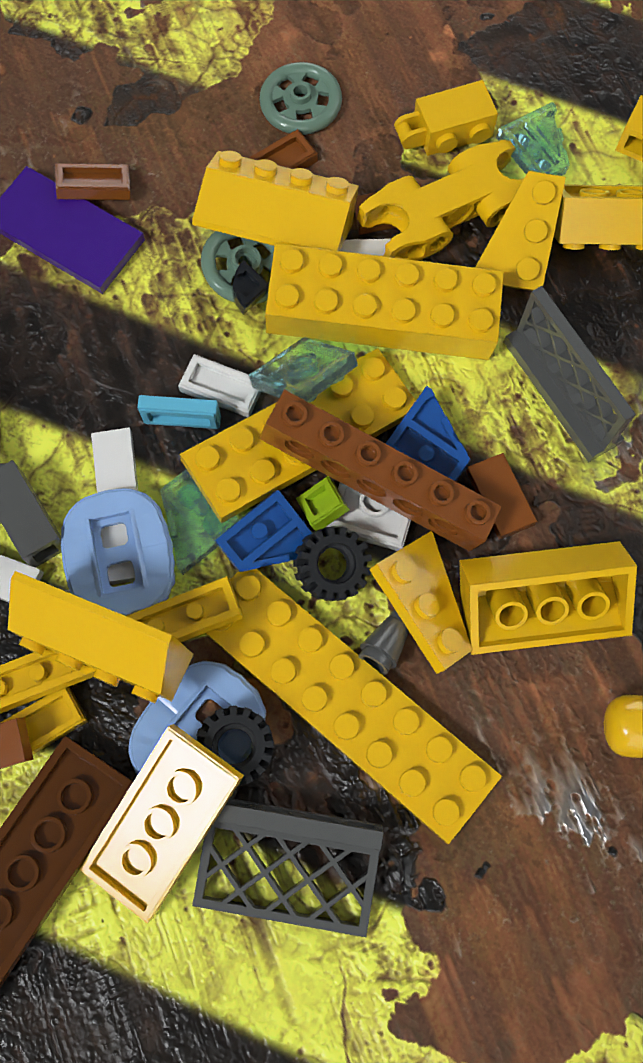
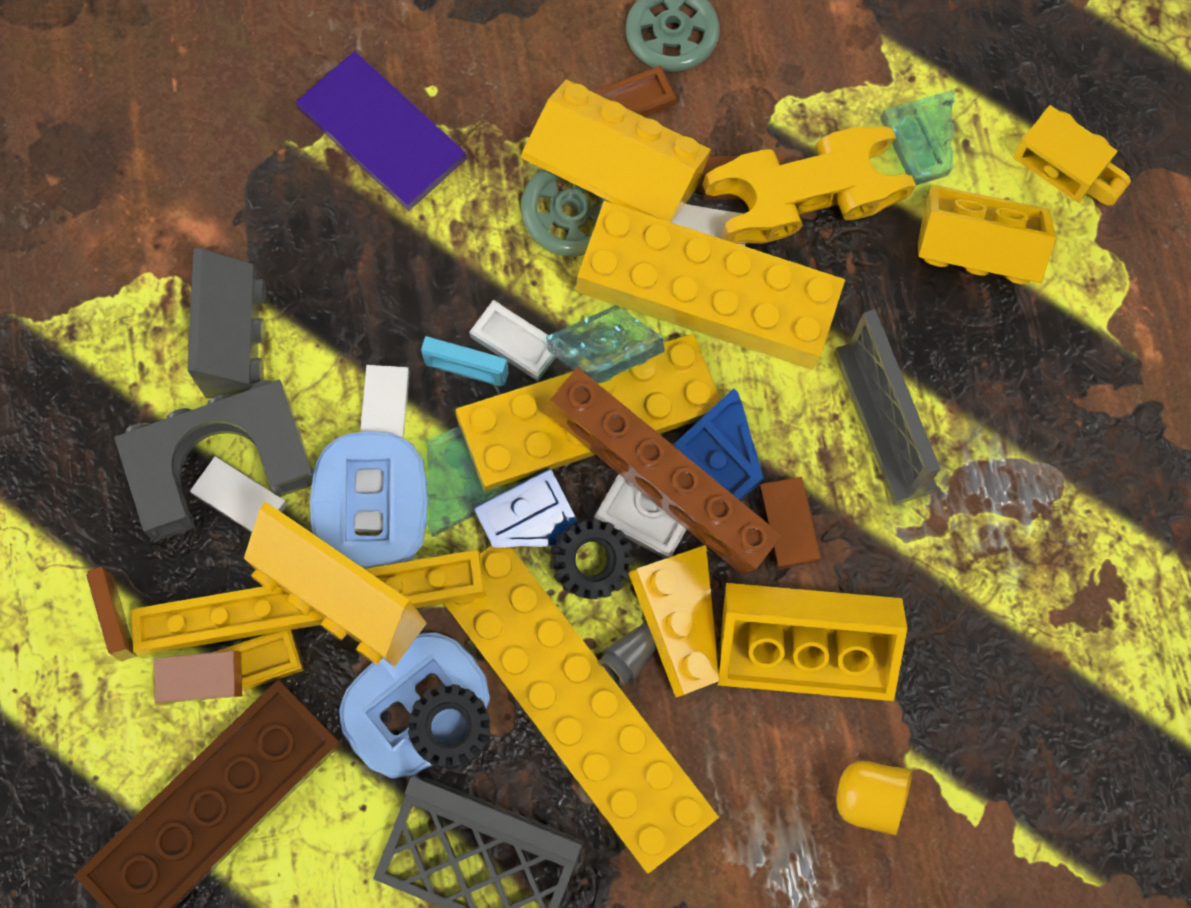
camera: 10 degrees right, 0 degrees up
(92, 181) = (423, 83): dark orange tile -> none
(161, 822) = (358, 787): tile -> none
(248, 287) = (566, 238): black tile -> none
(322, 504) = (595, 492): lime tile -> none
(449, 119) = (830, 89): yellow brick -> none
(526, 232) = (881, 240): yellow wing -> none

